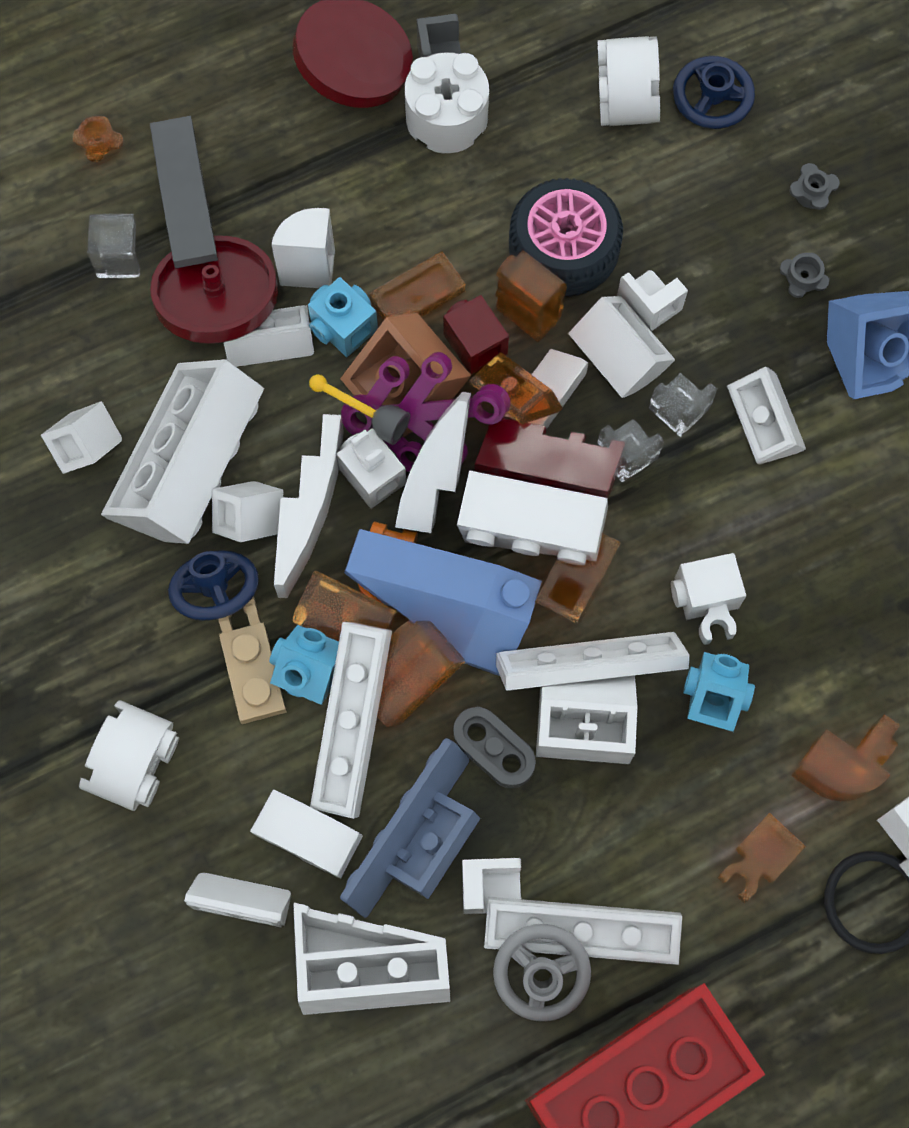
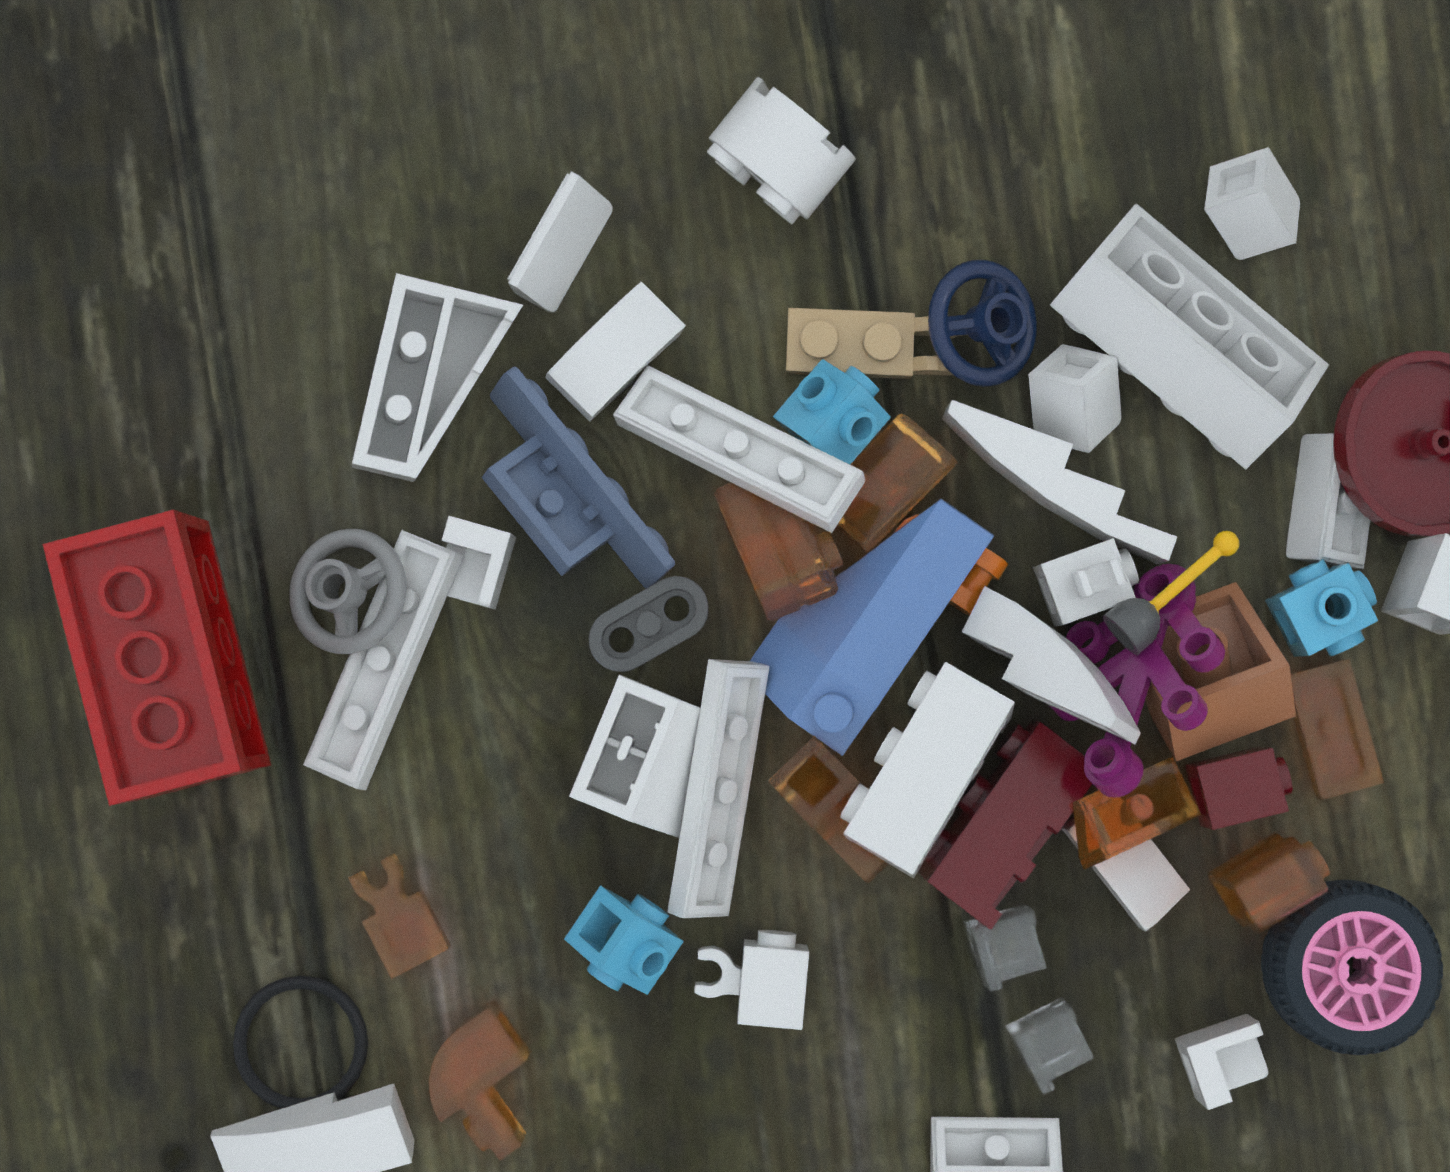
camera: 110 degrees right, 15 degrees up
(621, 345) = (1161, 989): white brick -> none

